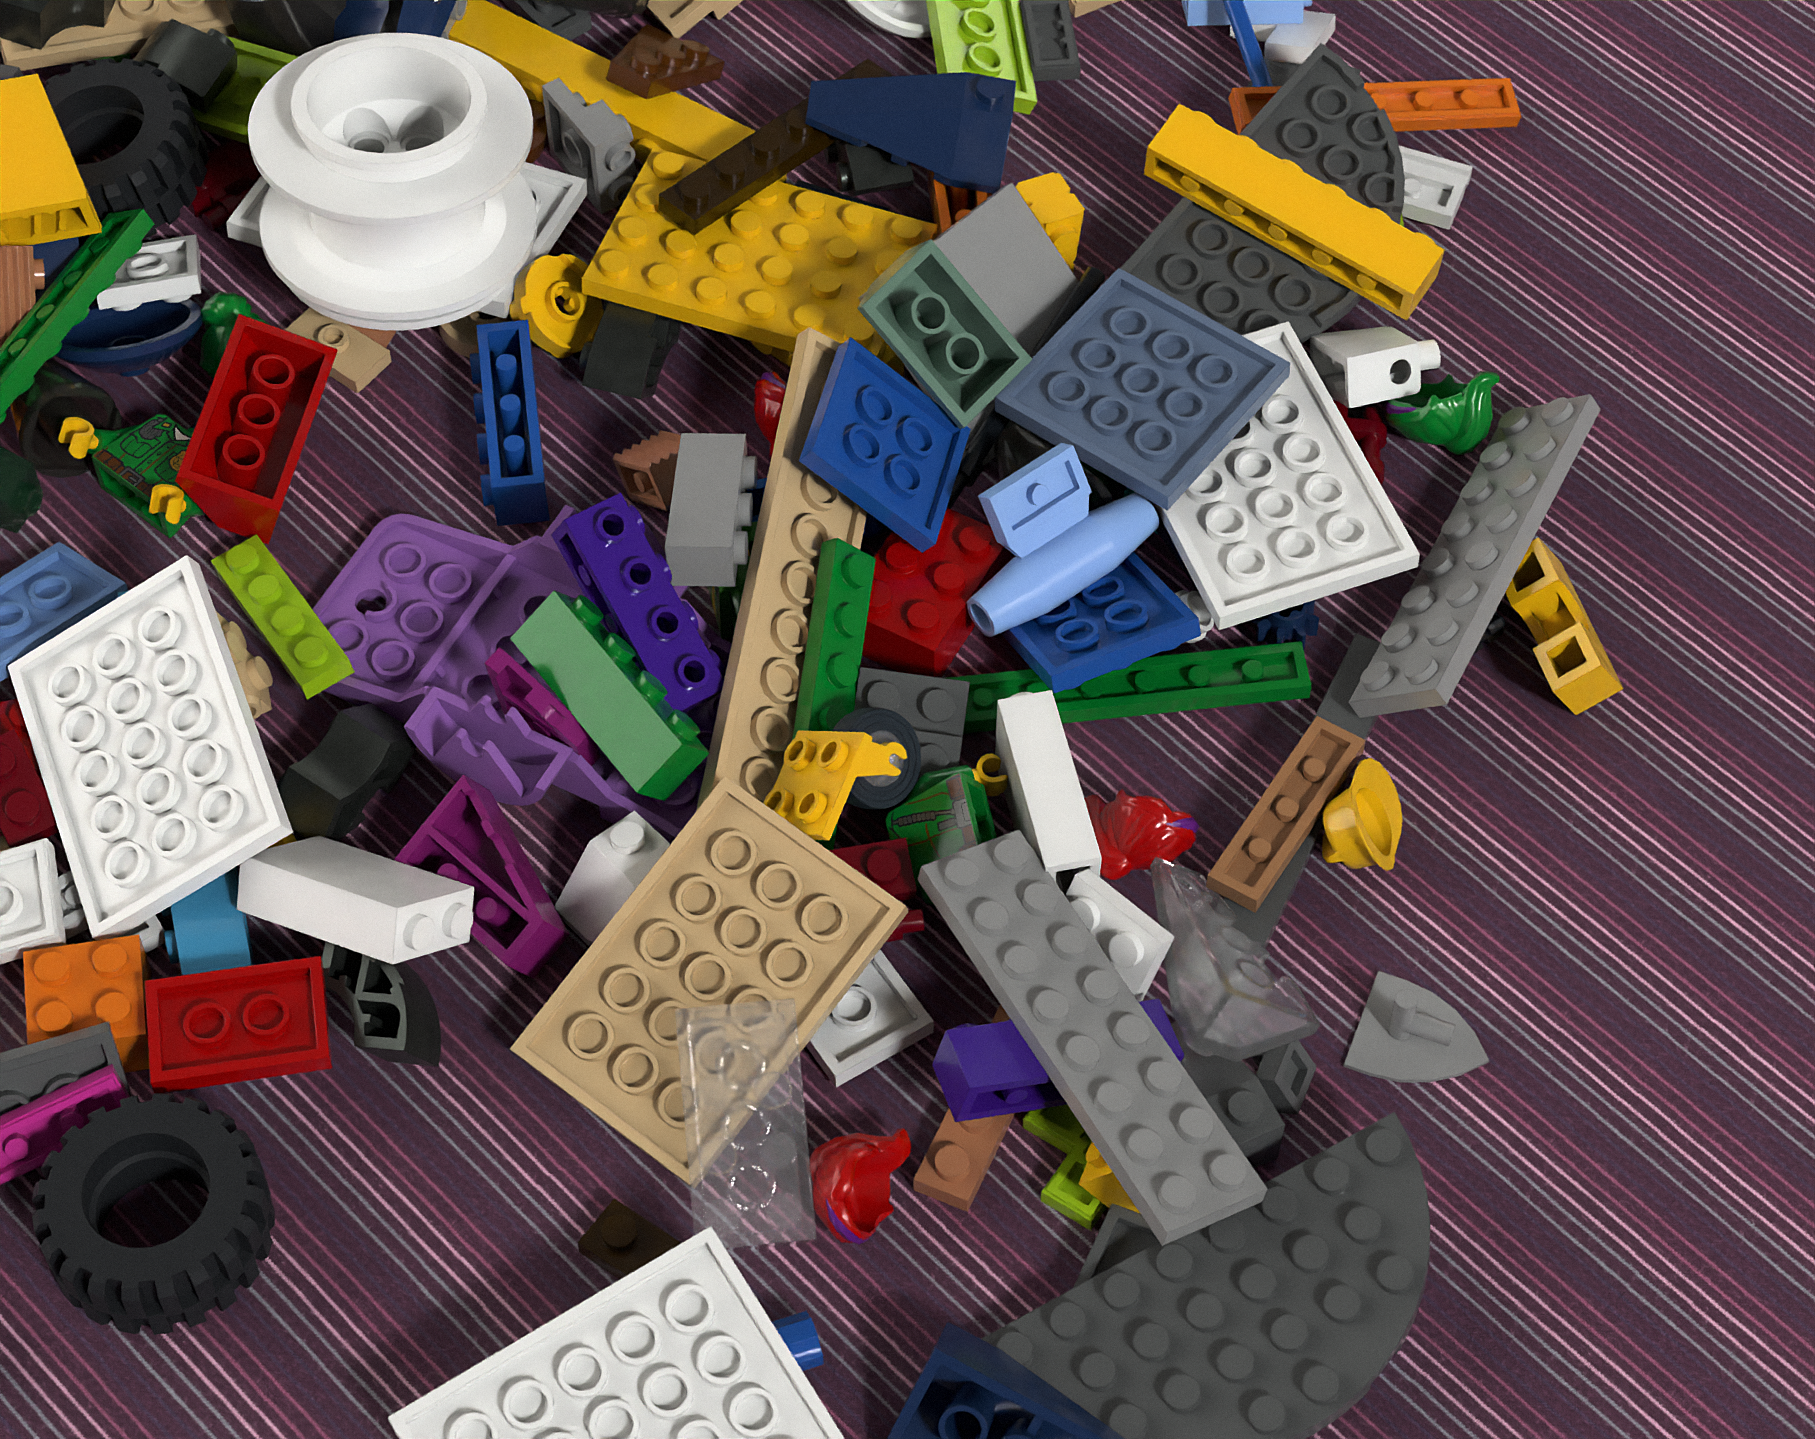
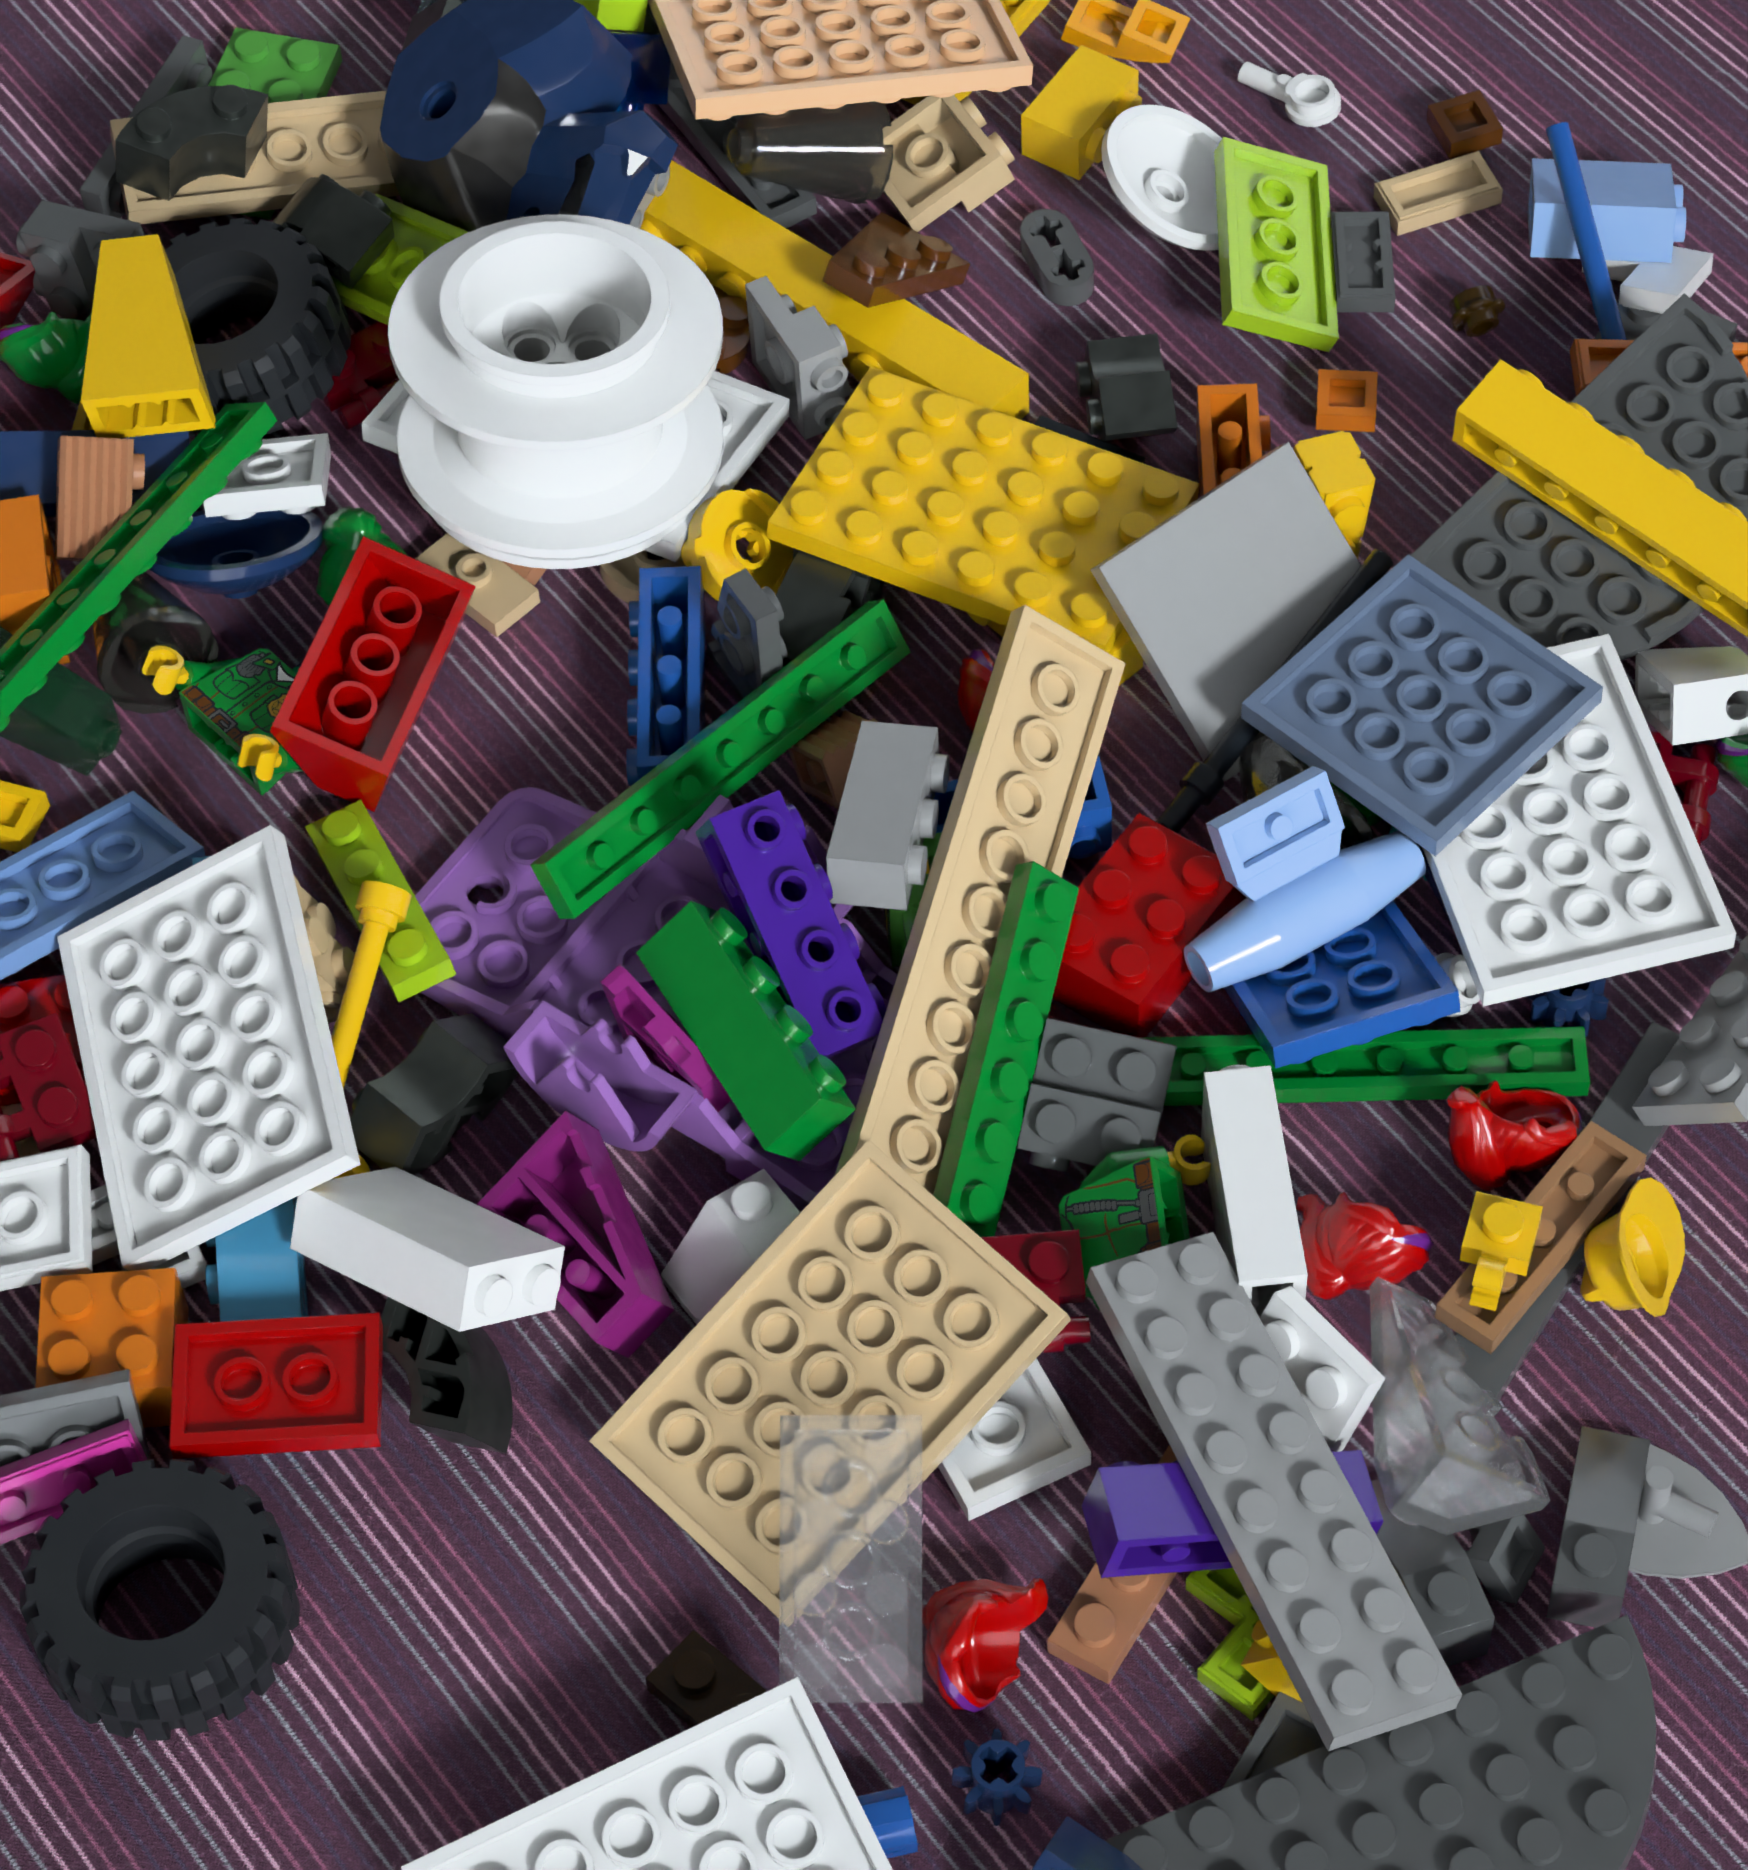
camera: 10 degrees right, 0 degrees up
(285, 622) = (380, 910): none -> yellow piece
(560, 477) = (719, 760): none -> green plate
(577, 383) = (748, 634): none -> dark grey wing
(751, 164) = (1021, 376): dark brown plate -> none
(787, 54) = (1047, 260): none -> dark grey beam
(863, 761) = (1039, 1133): yellow plate -> none
(885, 445) = (1103, 753): blue plate -> none
(888, 1310) = (995, 1758): none -> dark blue gear
(934, 120) = (1206, 358): dark blue wedge -> none
(943, 332) = (1185, 620): sand green slope -> none
(1049, 151) = (1346, 400): none -> orange plate
(1147, 72) = (1476, 310): none -> dark brown plate
(1249, 731) = (1508, 1131): none -> red hair
(1254, 819) = (1498, 1241): none -> yellow plate
(1359, 1047) = (1598, 1528): none -> dark grey slope

